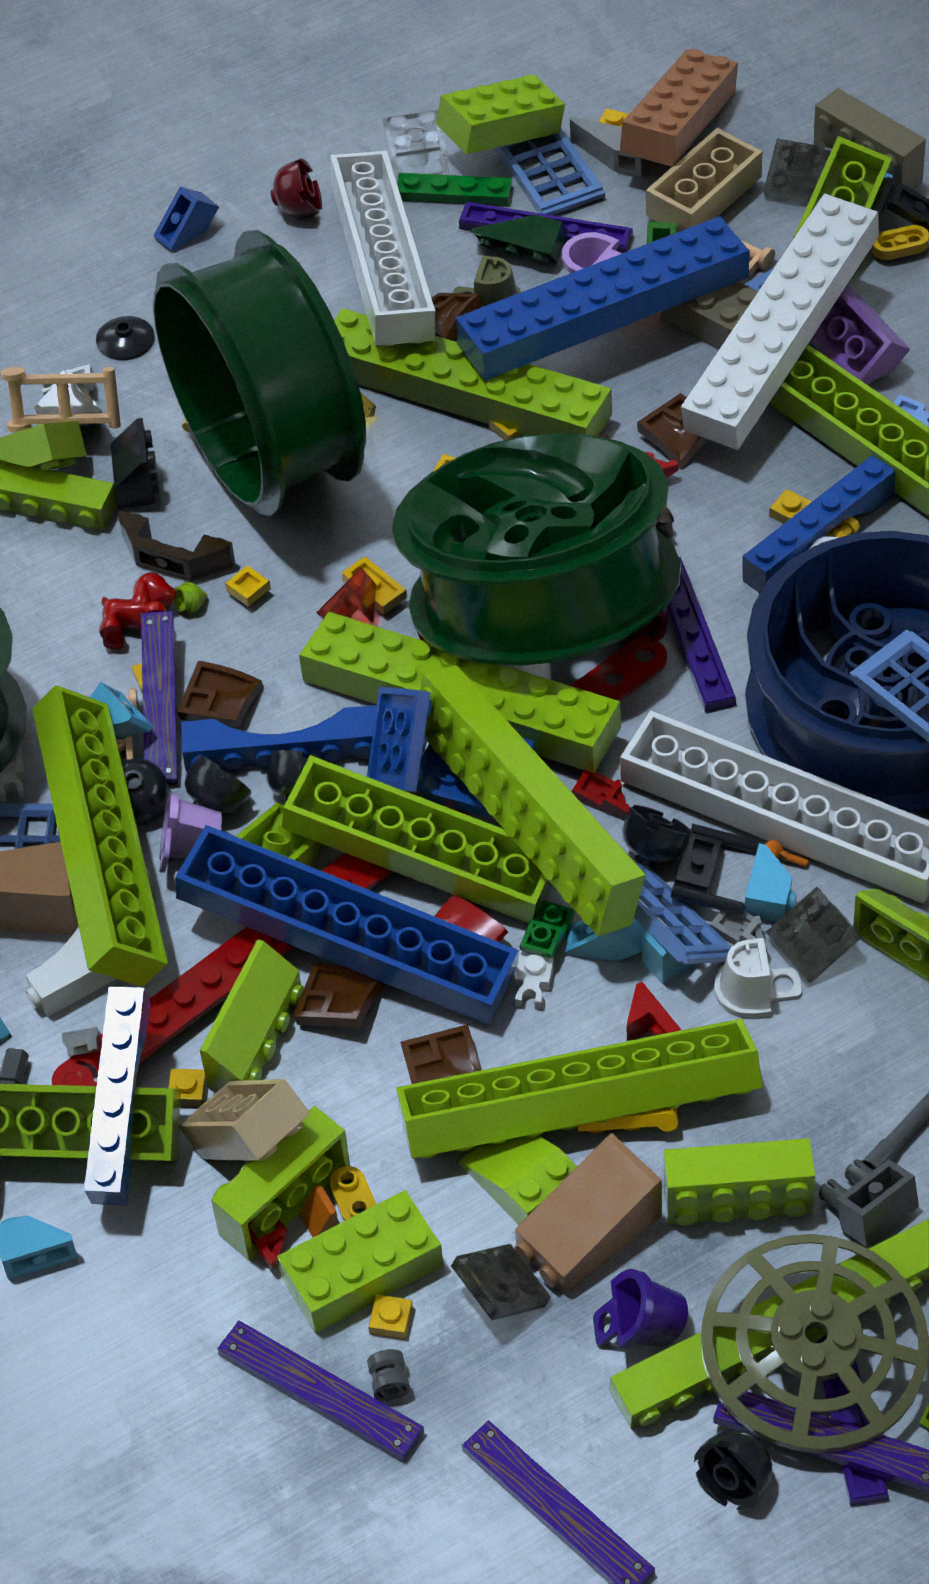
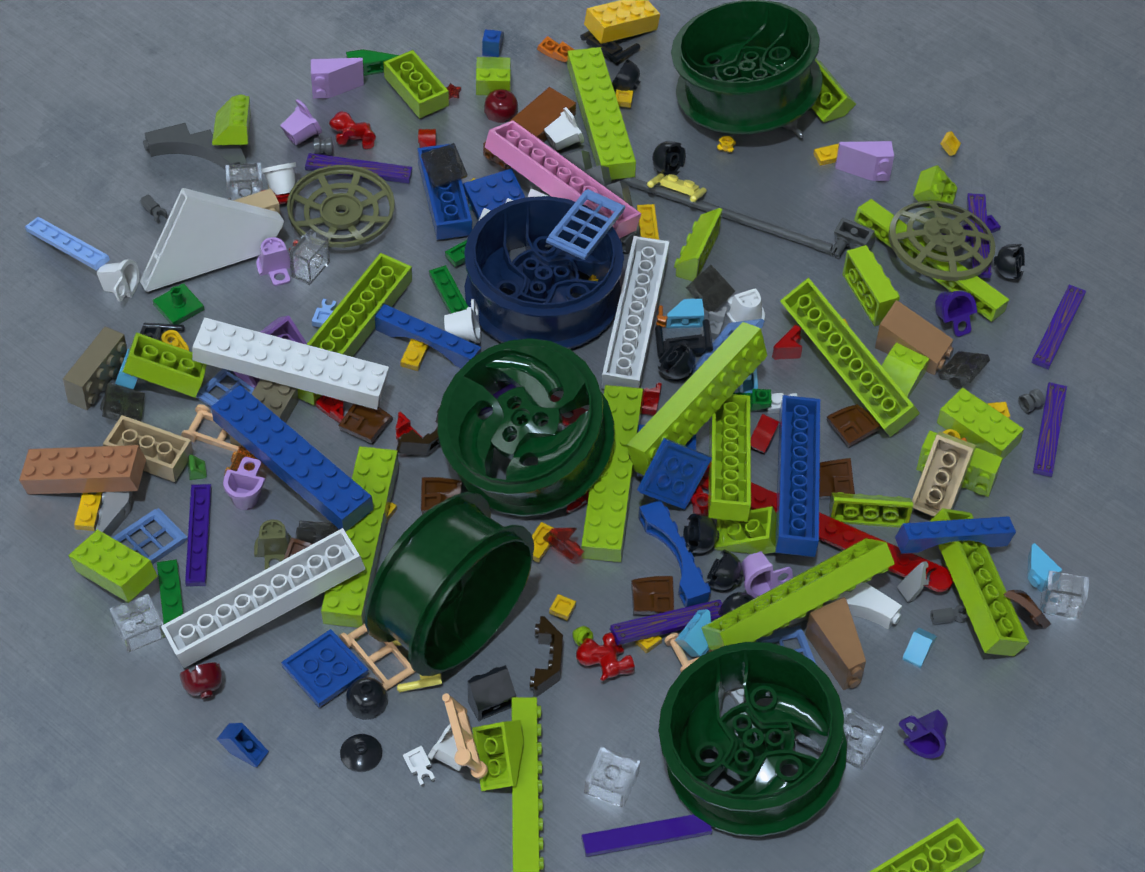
camera: 115 degrees left, 0 degrees up
(529, 235) = (217, 533): dark green slope -> none

